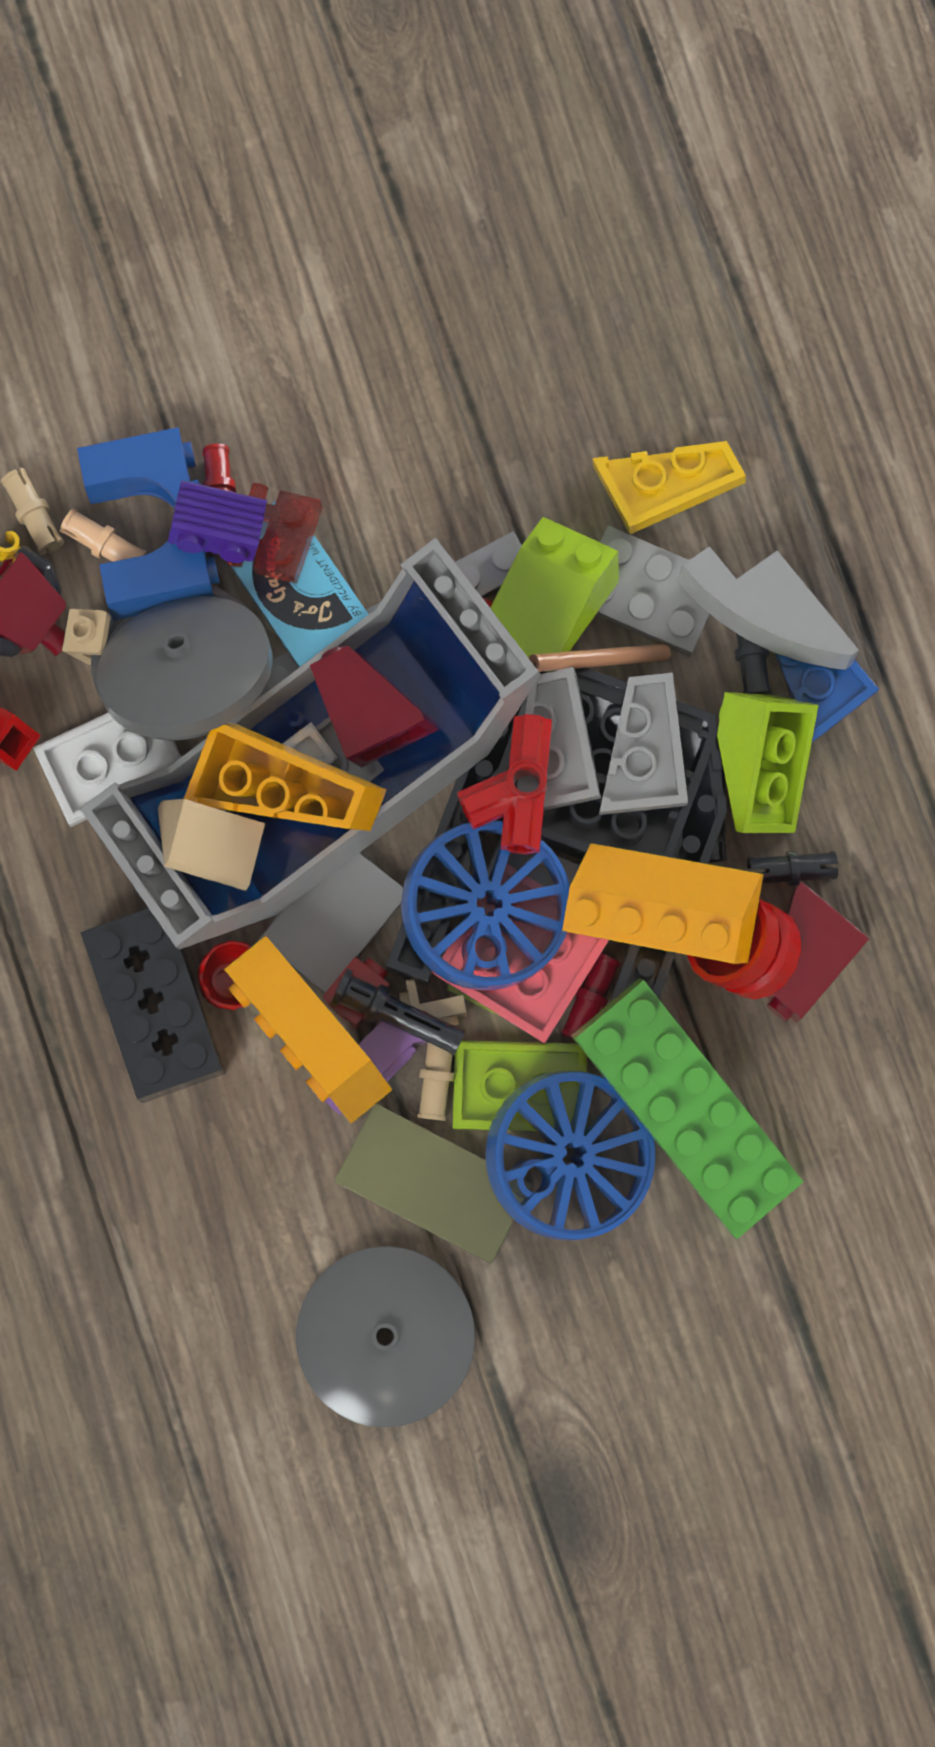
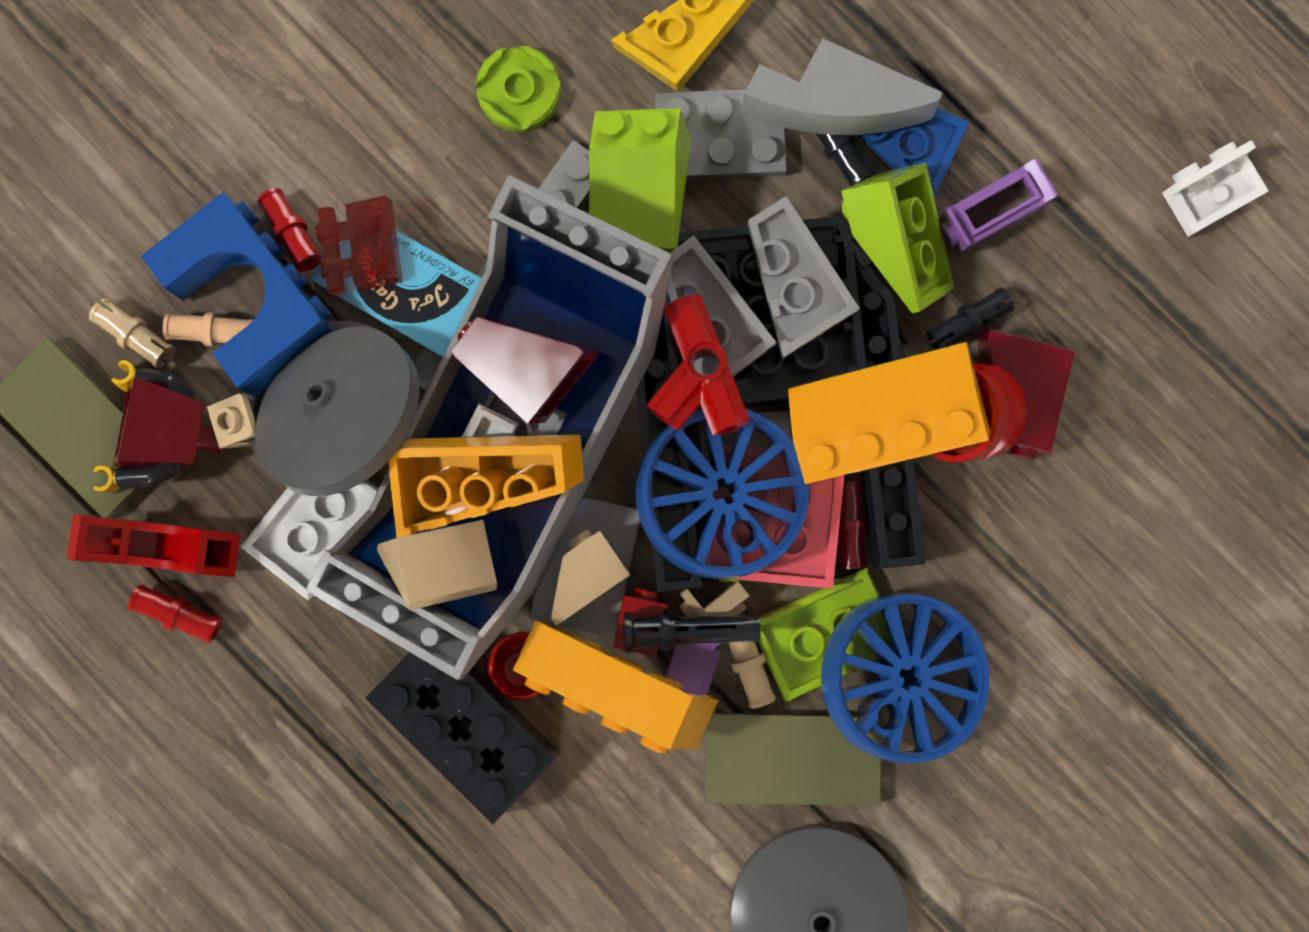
camera: 20 degrees left, 5 degrees up
(217, 522) = (298, 261): dark purple brick -> none
(330, 922) = (586, 573): none -> tan slope
(487, 461) = (518, 88): none -> lime tile
(600, 657) = (711, 214): nougat piece -> none
(687, 1108) = (988, 583): bright green plate -> none
(820, 778) = (960, 232): none -> medium lavender window

